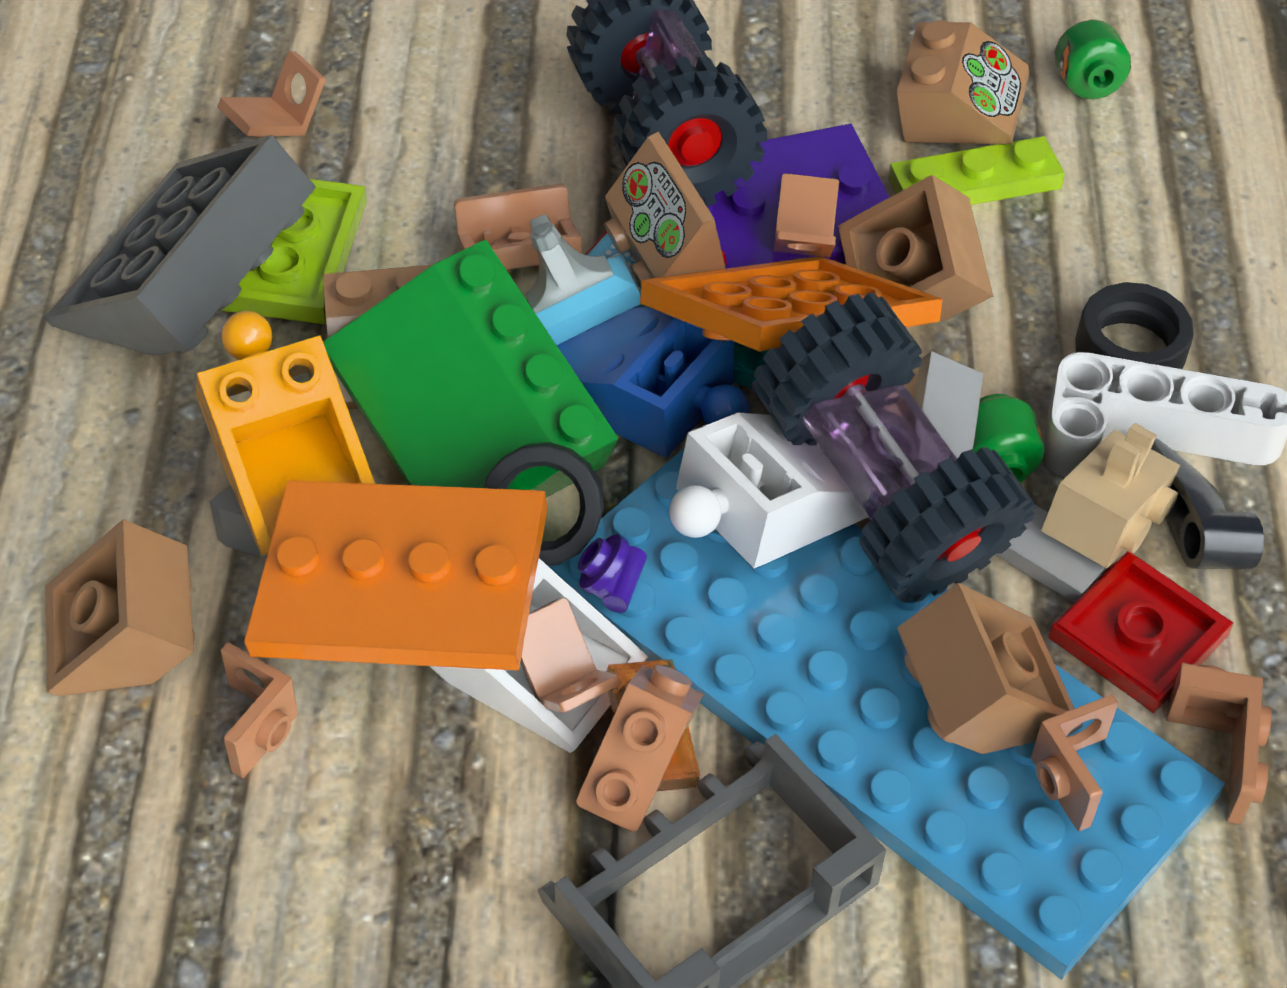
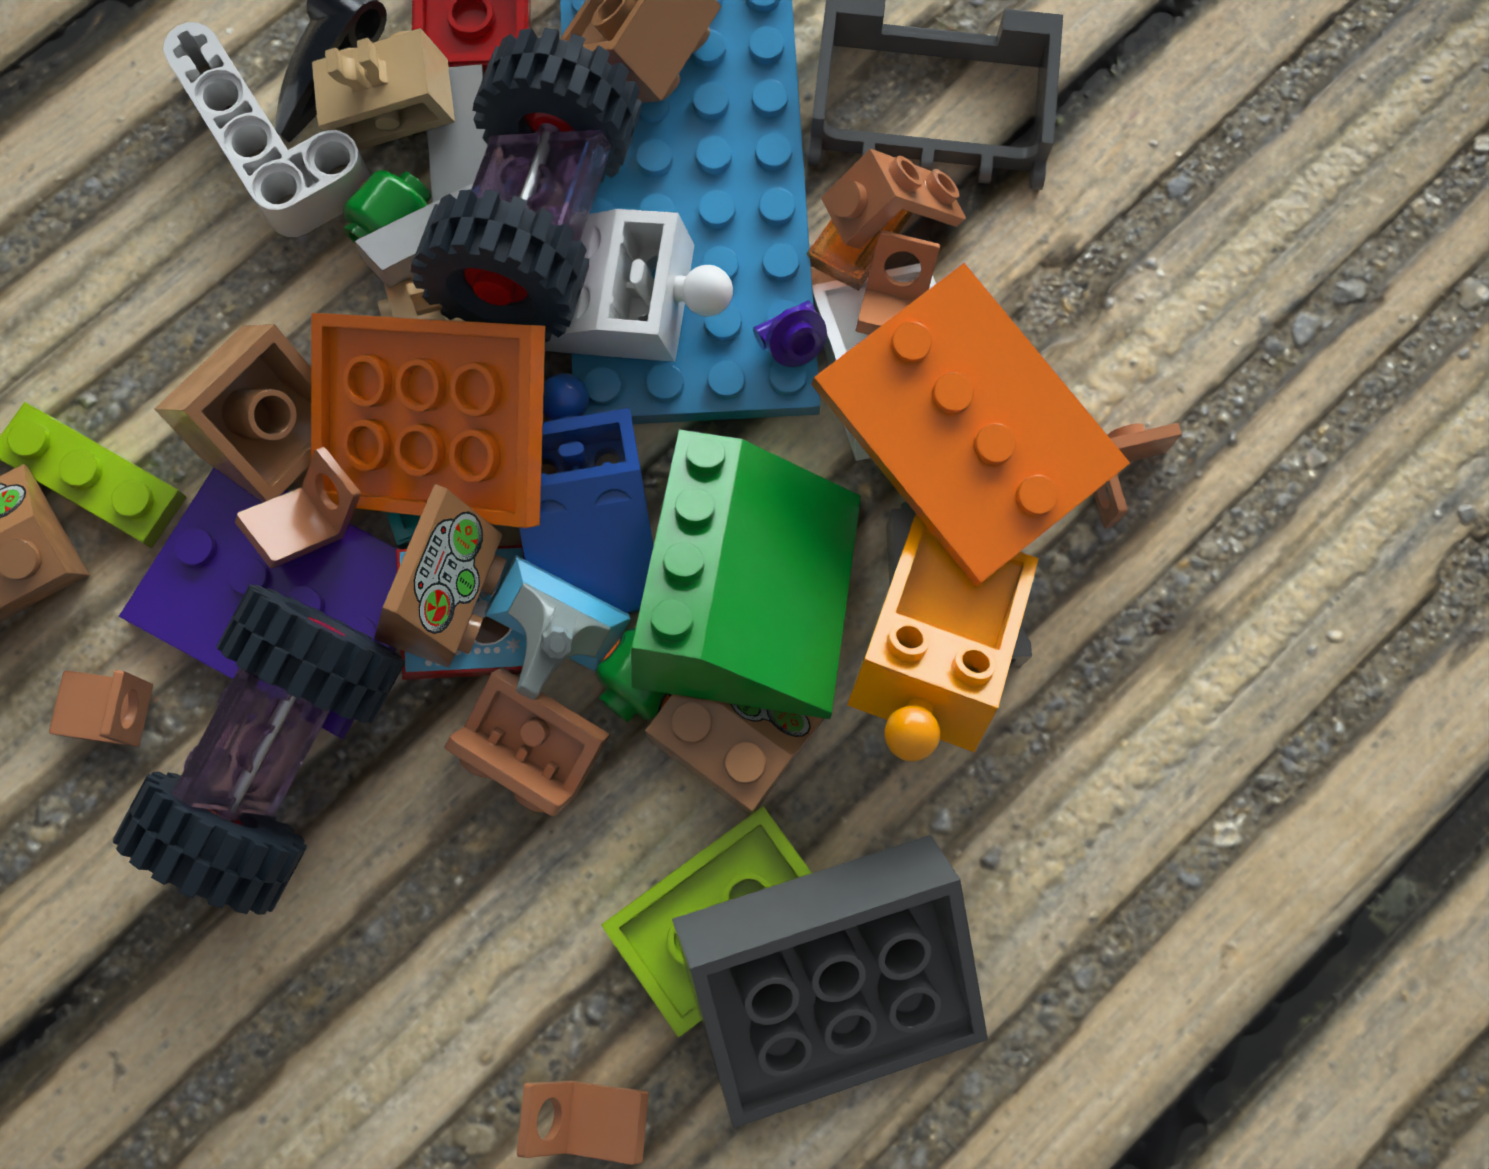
camera: 135 degrees left, 25 degrees up
(119, 613) = (1163, 632): medium nougat slope -> none
(578, 471) = (771, 443): black tyre -> none
(796, 82) = (101, 707): none -> nougat bracket
(1141, 306) = (161, 176): black tyre -> none

